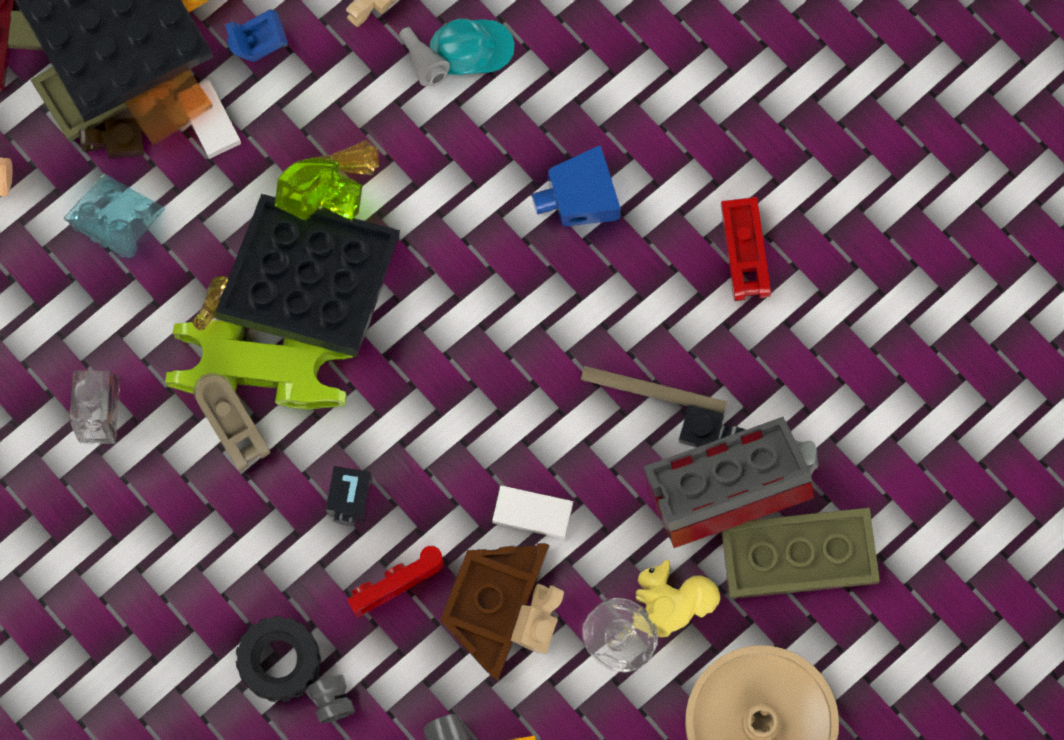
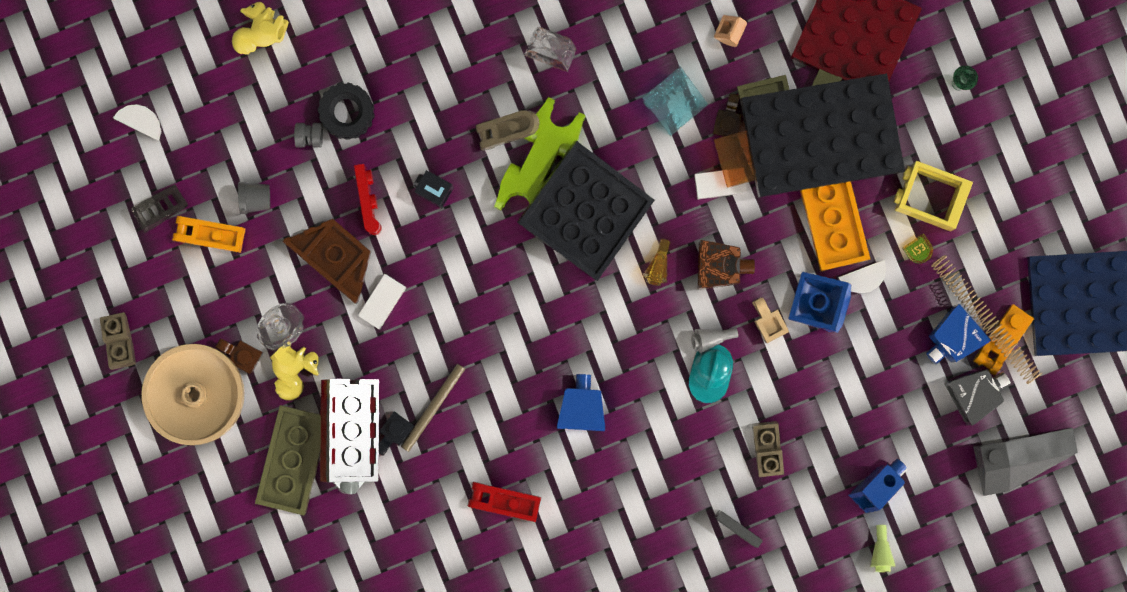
camera: 110 degrees right, 10 degrees up
(210, 302) = (590, 143): clear yellow cone -> none
(257, 36) = (766, 232): blue bracket -> none
(316, 184) = (647, 235): clear neon green brick -> none
(322, 79) = (721, 265): none -> torso
(534, 623) = (309, 279): tan plate -> none
(679, 678) = (242, 355): none -> reddish brown plate

